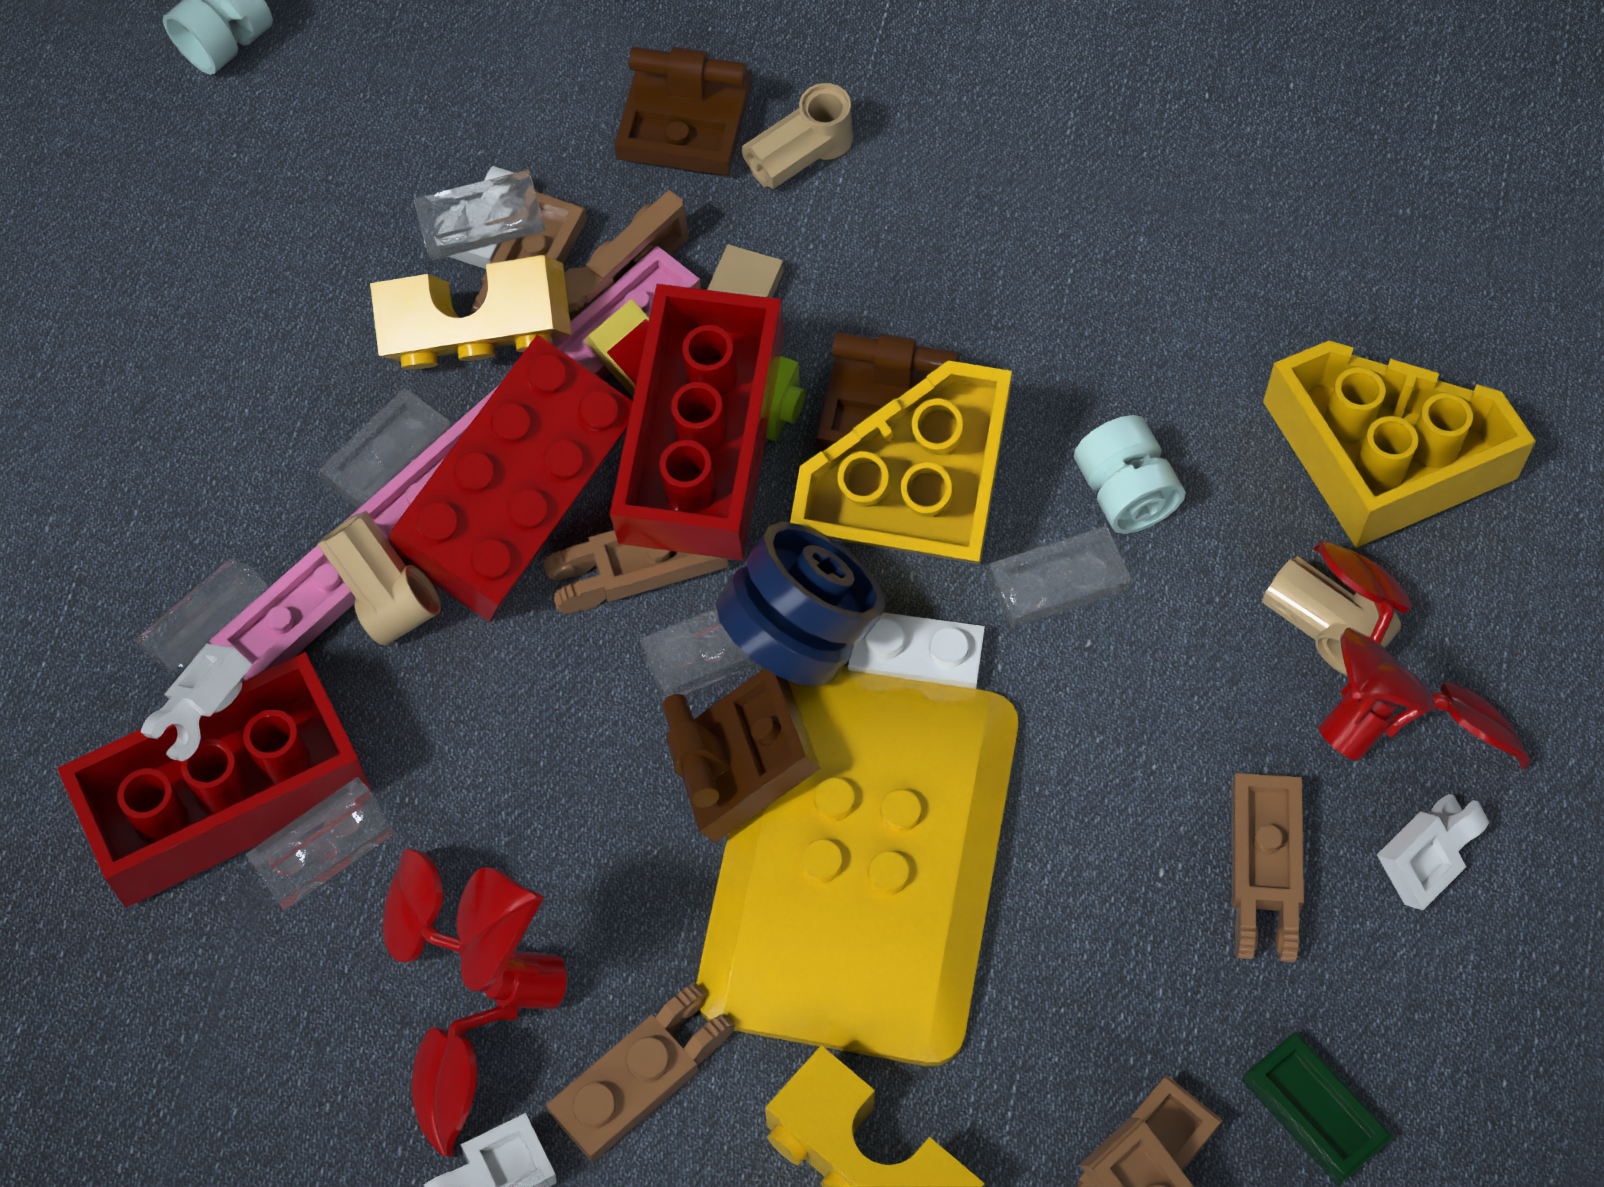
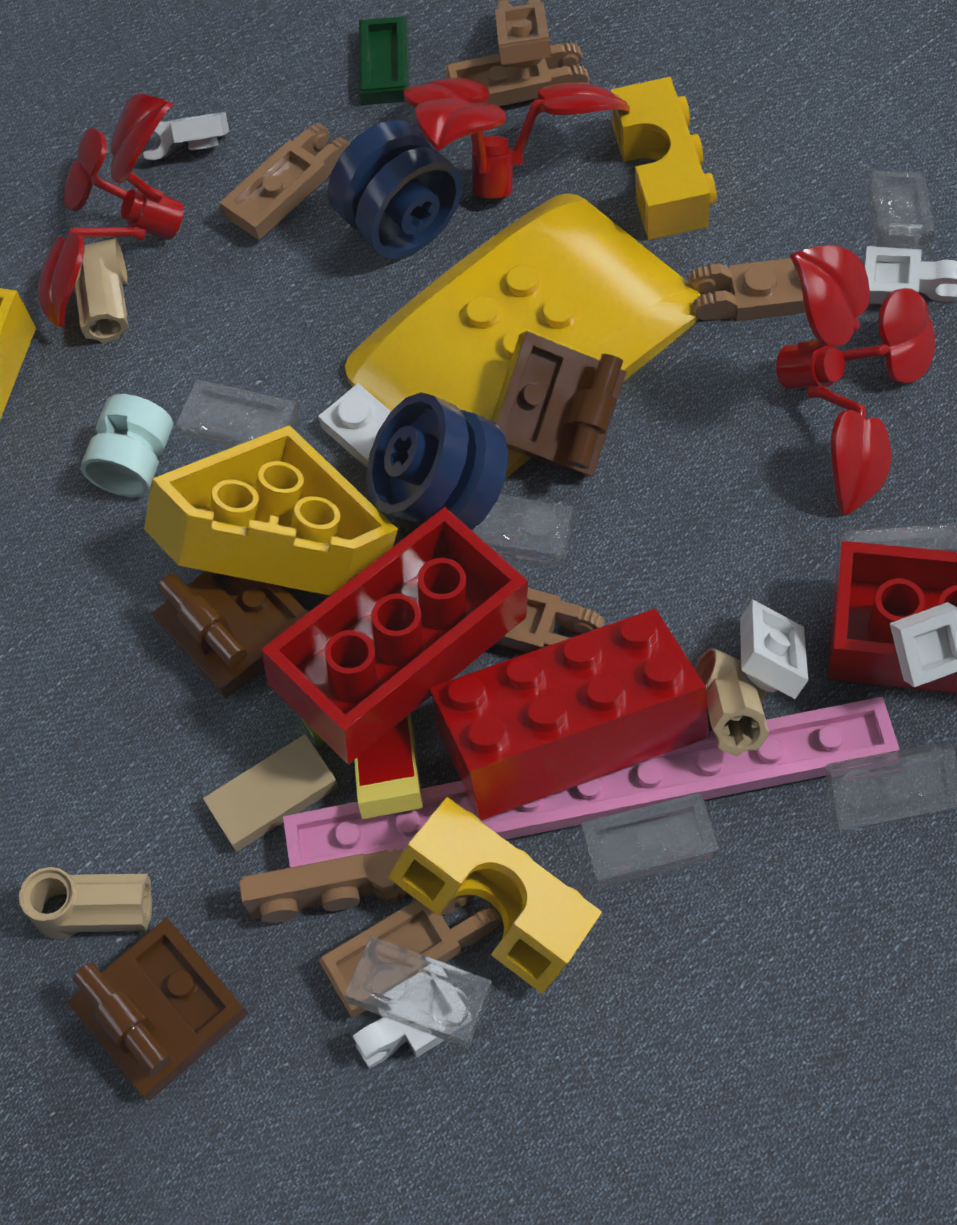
camera: 135 degrees left, 0 degrees up
(370, 644) = (773, 650): none -> white plate
(1110, 884) = (394, 189): none -> dark blue wheel
(1174, 1045) = (453, 109): none -> red plant

